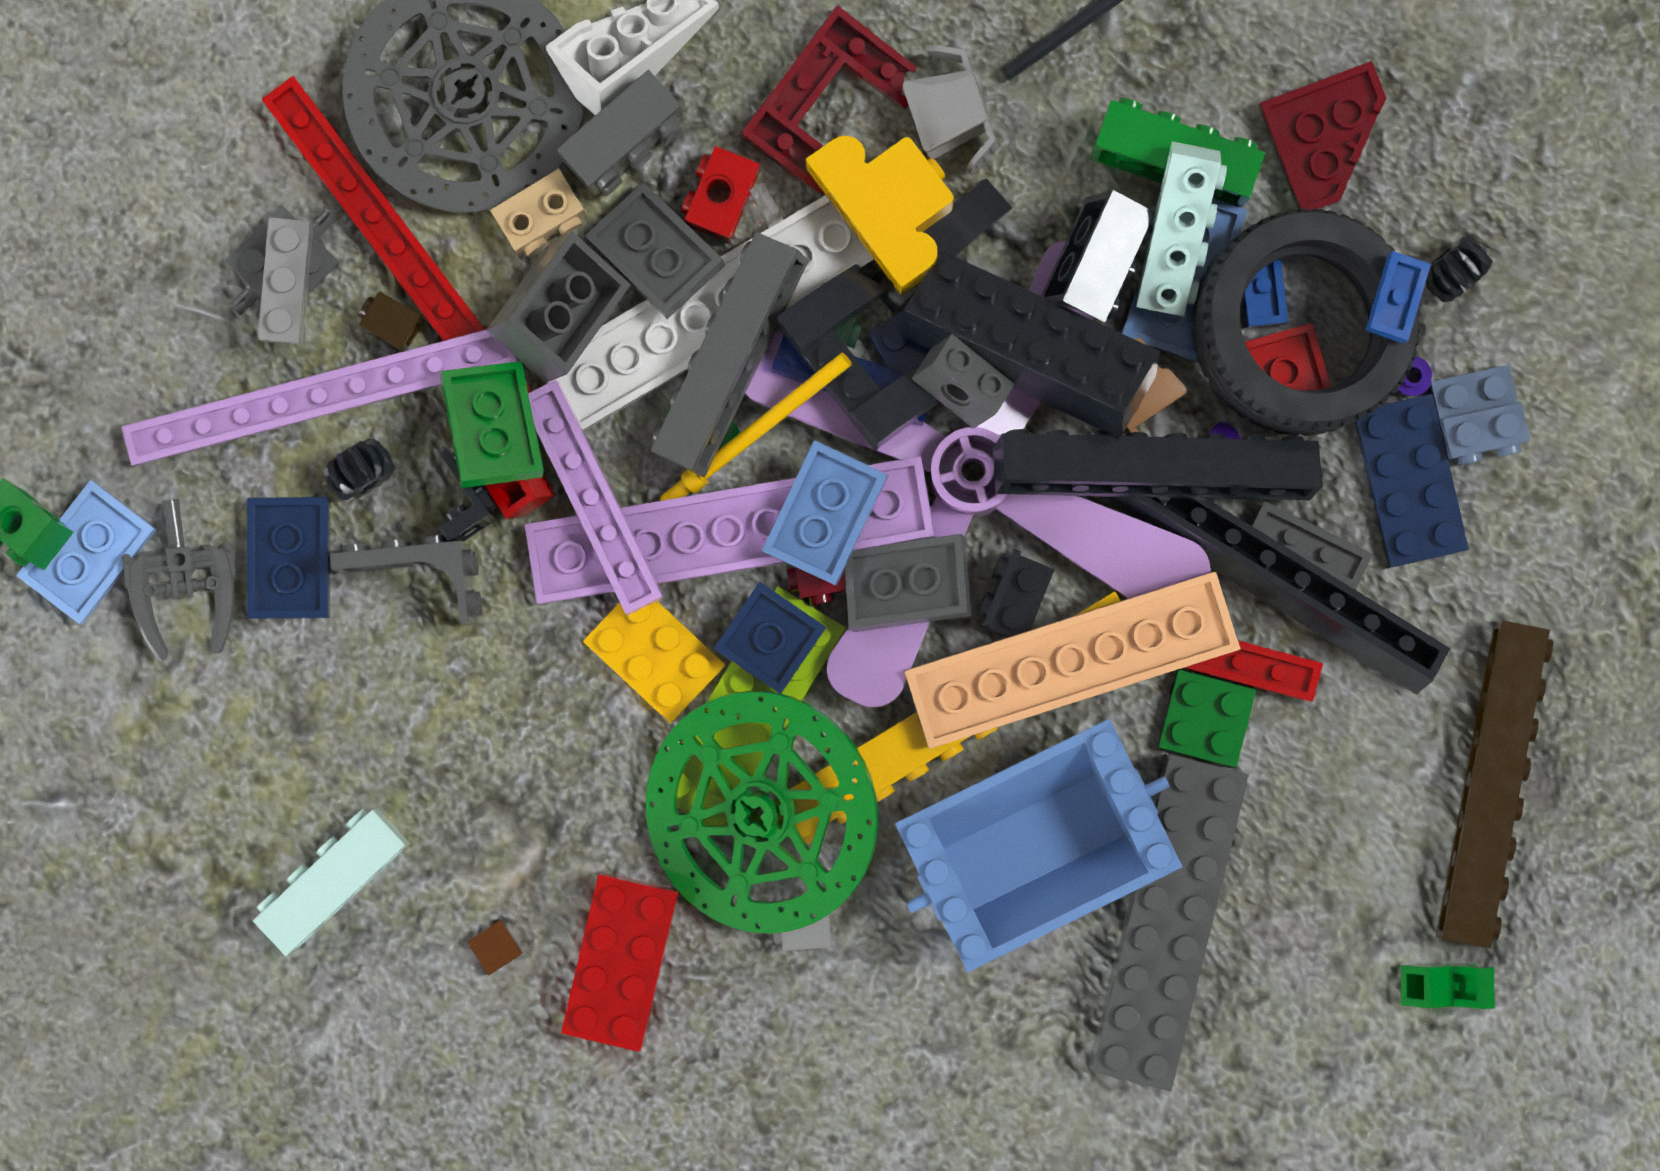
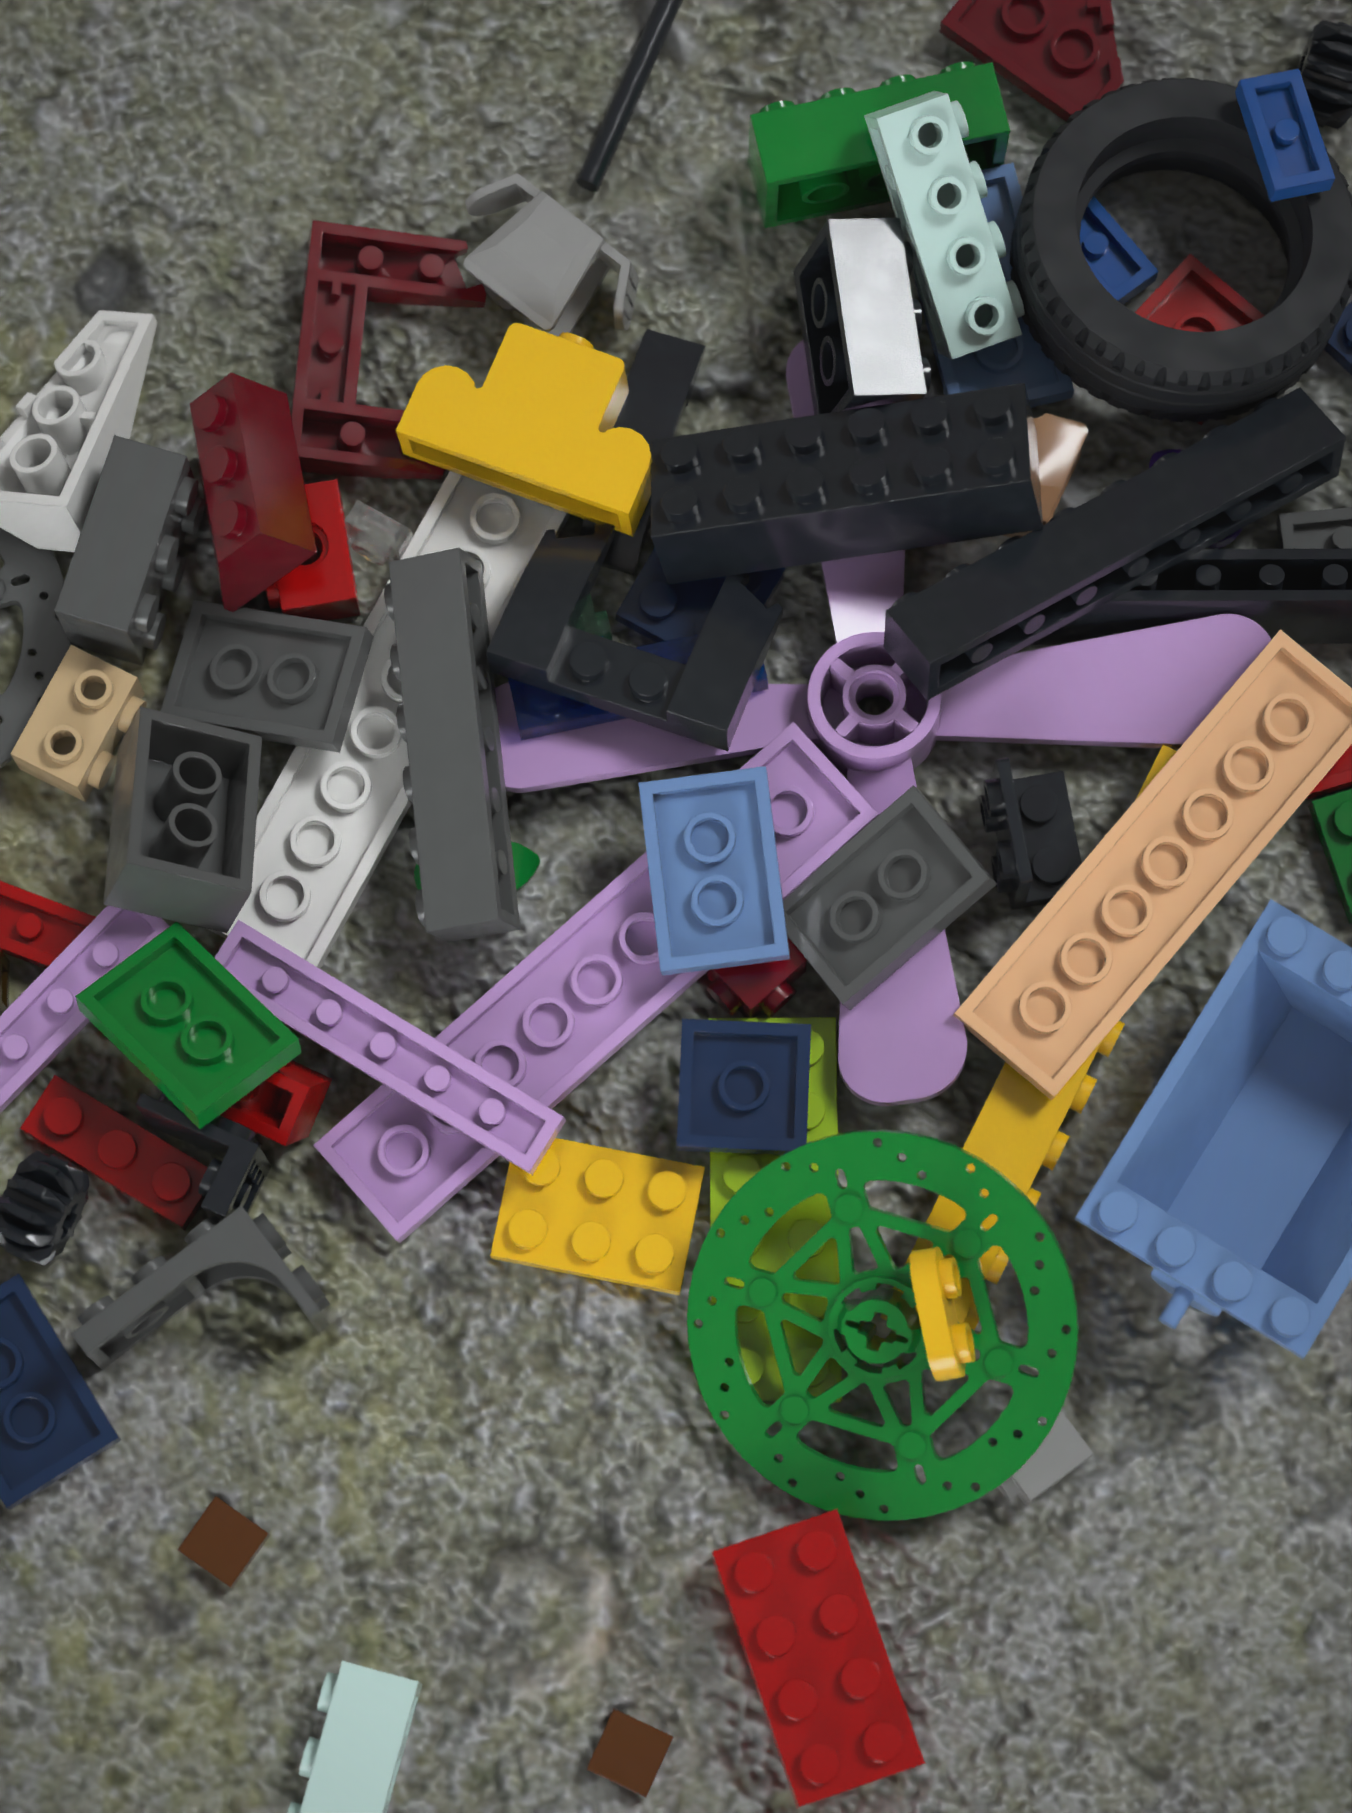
camera: 30 degrees left, 10 degrees down
(351, 705) = (224, 1542): none -> reddish brown tile
(420, 462) = (117, 1151): none -> red plate
(693, 483) = (510, 946): yellow bar -> none
(708, 141) = (251, 486): none -> dark red slope
(795, 815) = (935, 1286): none -> yellow plate
(963, 381) = (788, 585): dark grey brick -> none

